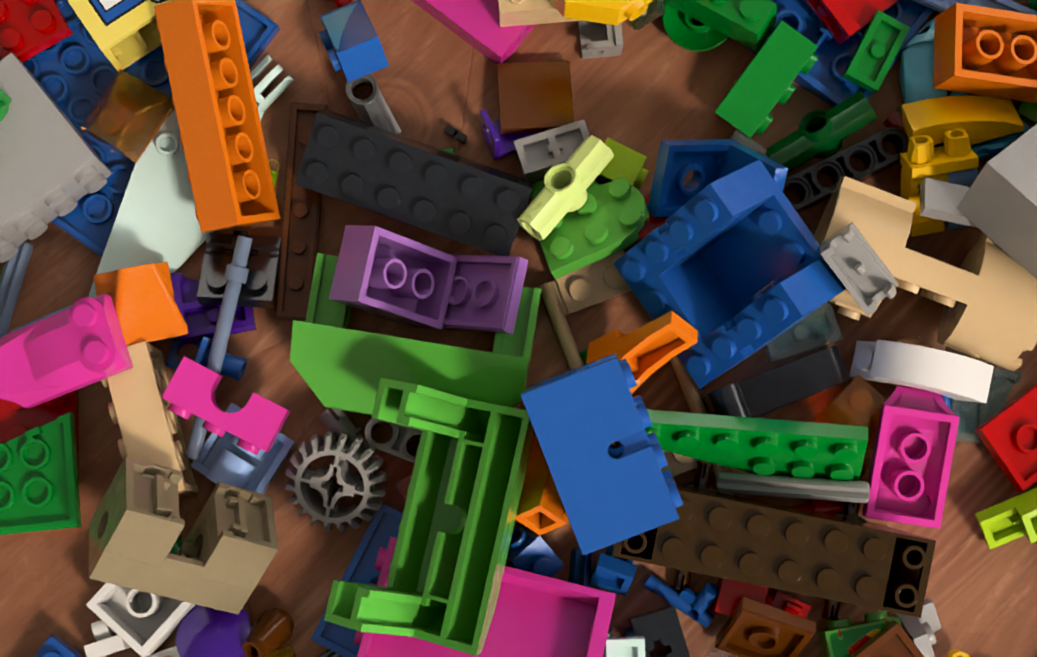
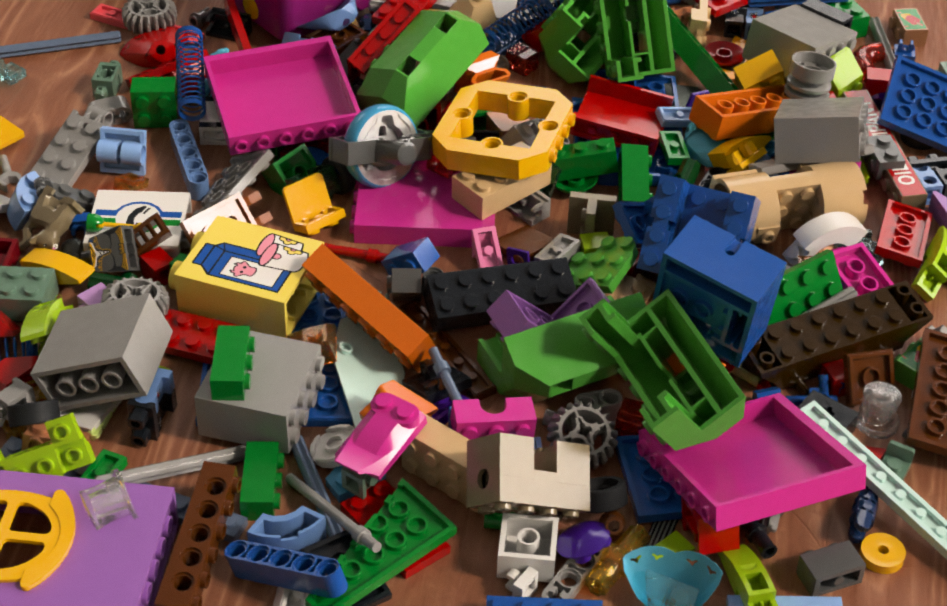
camera: 35 degrees left, 40 degrees down
(51, 287) = (325, 446): none -> white tile
(291, 610) = (607, 494): none -> black tyre
(309, 86) = (405, 284): none -> dark grey brick
(468, 86) = (486, 247): none -> bright pink slope
(565, 187) = (581, 252): yellowish green piece -> none
(646, 113) = (591, 213): none -> dark tan bracket
(859, 267) = (767, 194): light grey hinge -> none

